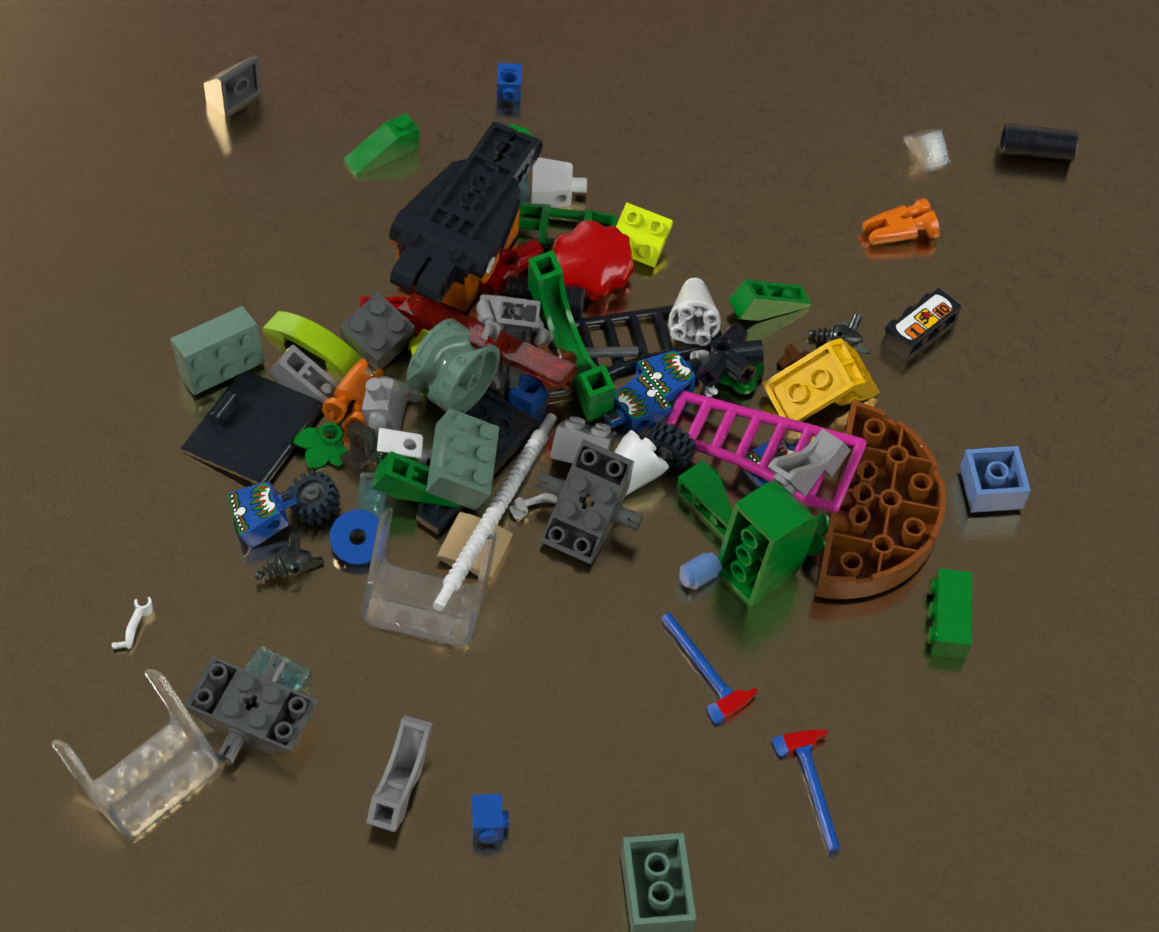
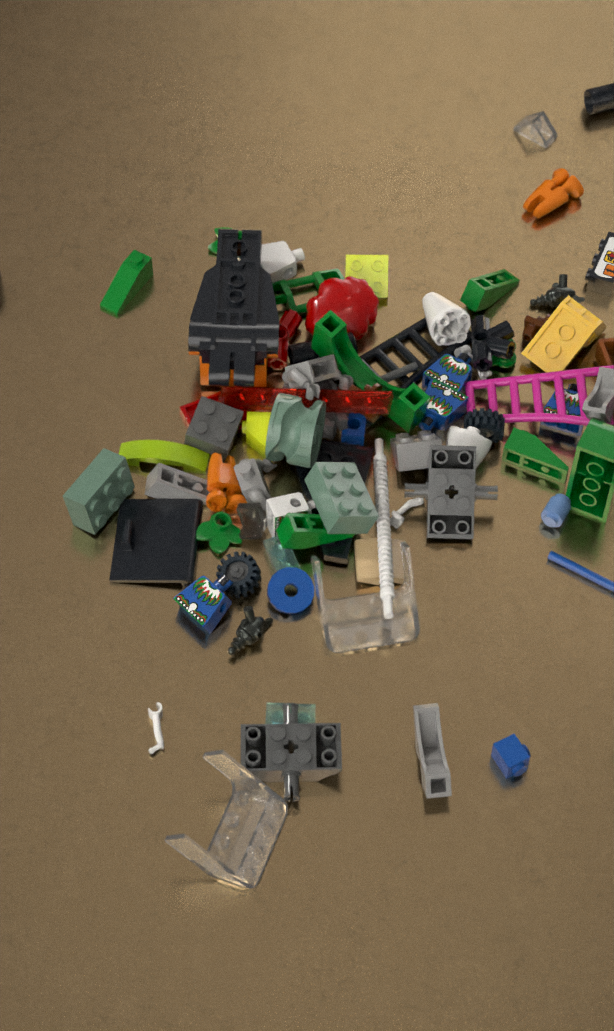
camera: 20 degrees left, 0 degrees up
(509, 82) = (195, 196): blue brick -> none

